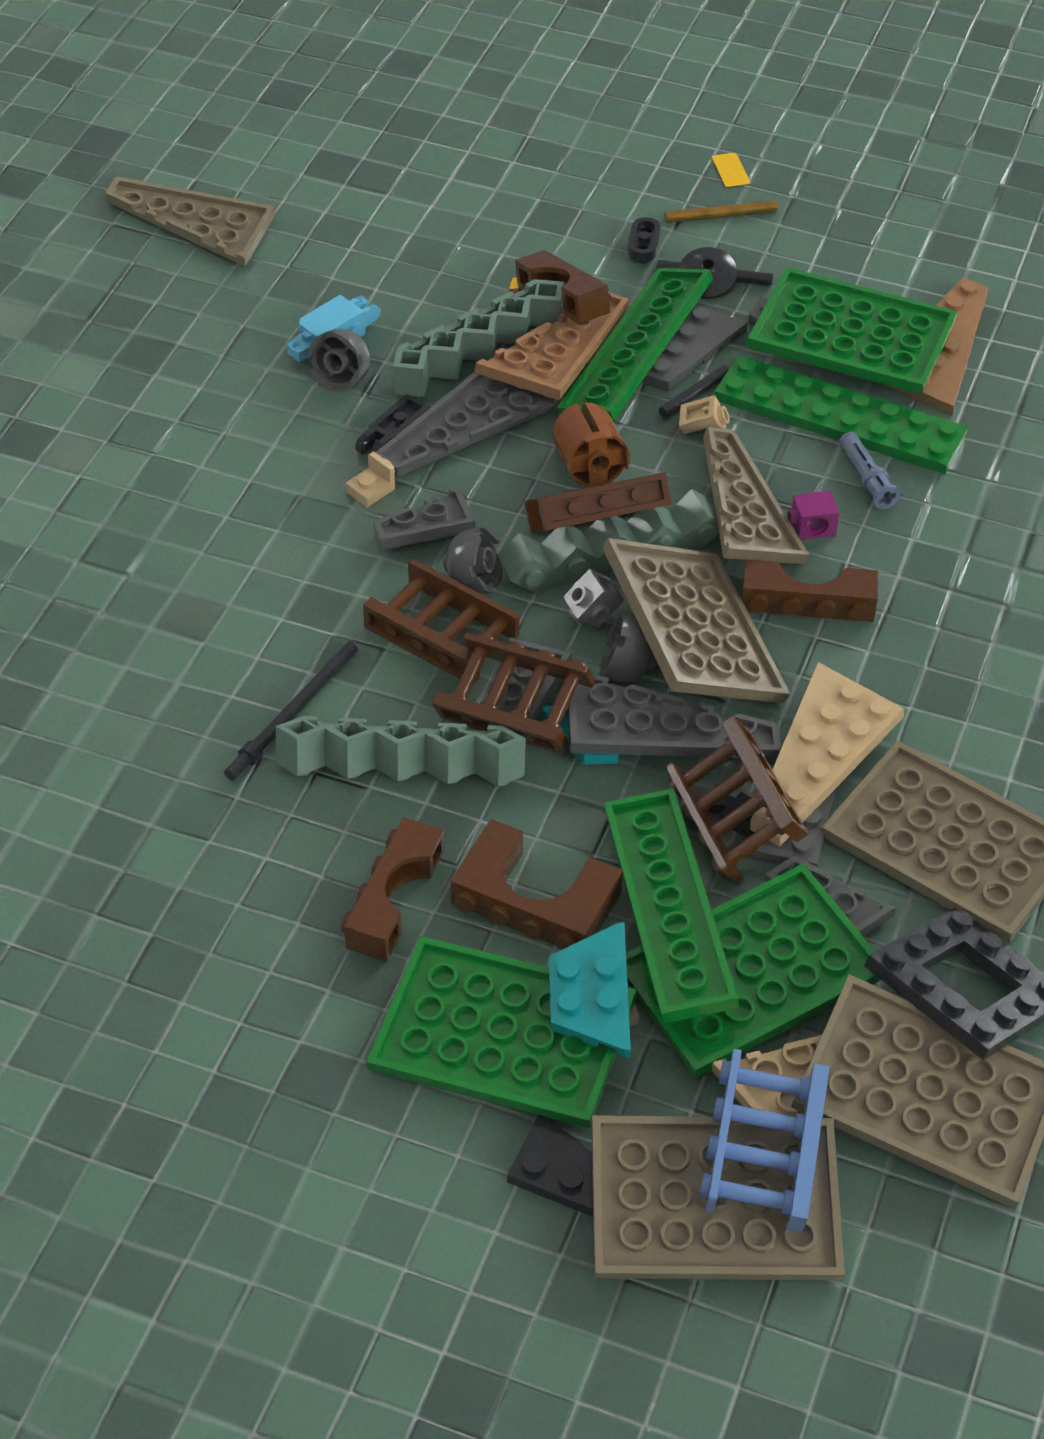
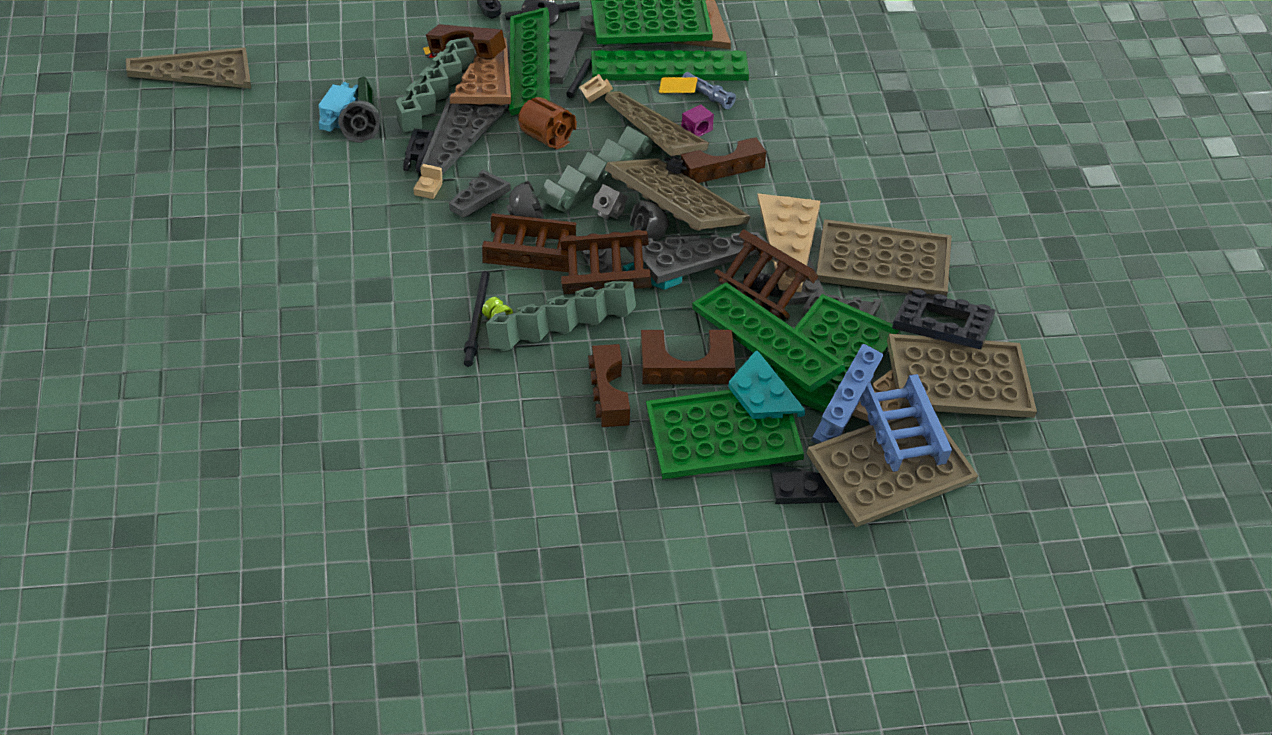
camera: 30 degrees left, 5 degrees down
(321, 703) = (495, 306): none -> lime wheel
(378, 324) = (365, 90): none -> dark green tile
(598, 502) = (577, 150): reddish brown fence -> none
(695, 1060) = (848, 394): none -> medium blue fence
(728, 573) = (675, 164): none -> black plate
(828, 448) = (678, 85): none -> yellow sticker

